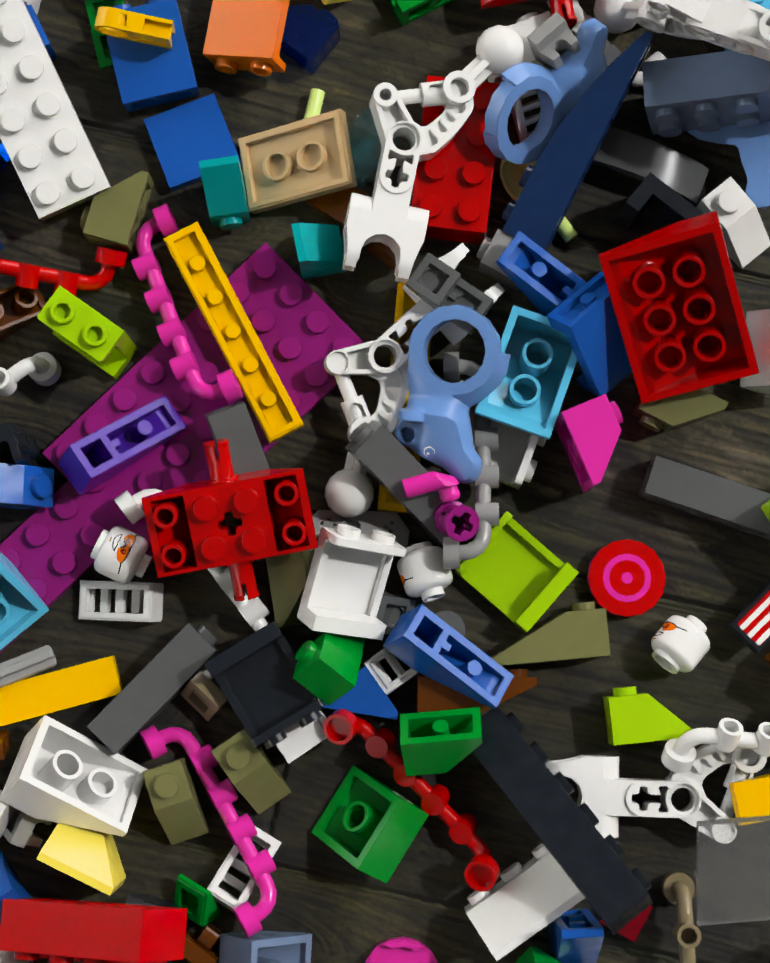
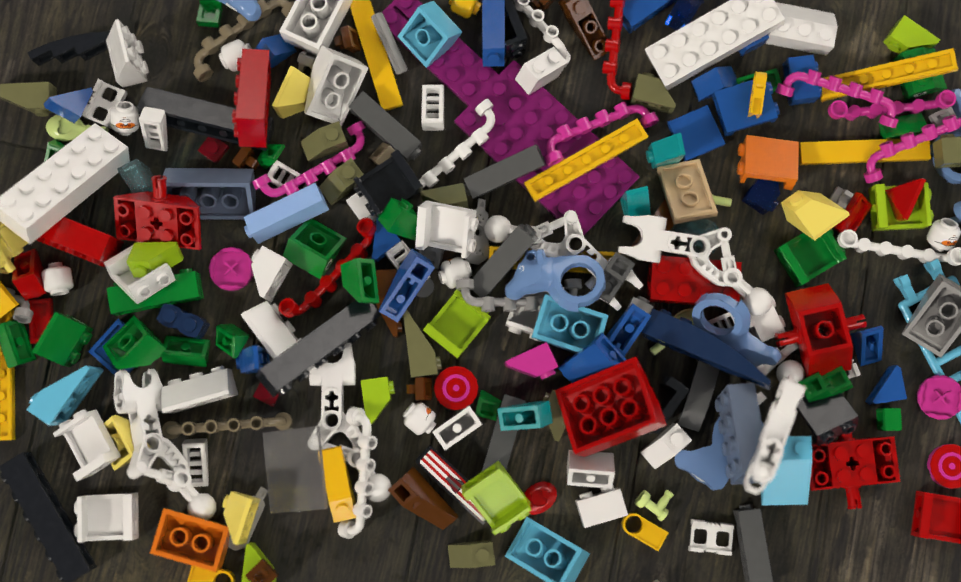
camera: 85 degrees right, 0 degrees up
(65, 400) = (541, 70): none -> white brick
(88, 332) = (580, 78): lime panel -> none
(103, 105) = (713, 81): none -> blue slope
(120, 444) = (519, 100): dark purple slope -> none
(120, 554) = (457, 104): white head -> none
(190, 530) = (472, 138): red slope -> none
(307, 875) = (285, 213): none -> light blue brick
(414, 908) = (269, 272): none -> white slope
(431, 482) = (503, 269): dark pink arm -> none
(456, 532) = (476, 286): magenta bush -> none
(552, 40) = (765, 332): light grey tile -> none
(628, 638) = (421, 389): none -> reddish brown tile
(658, 524) = (487, 406): none -> green slope
(686, 455) = (525, 416): none -> teal slope
(700, 577) = (457, 428): none -> white brick

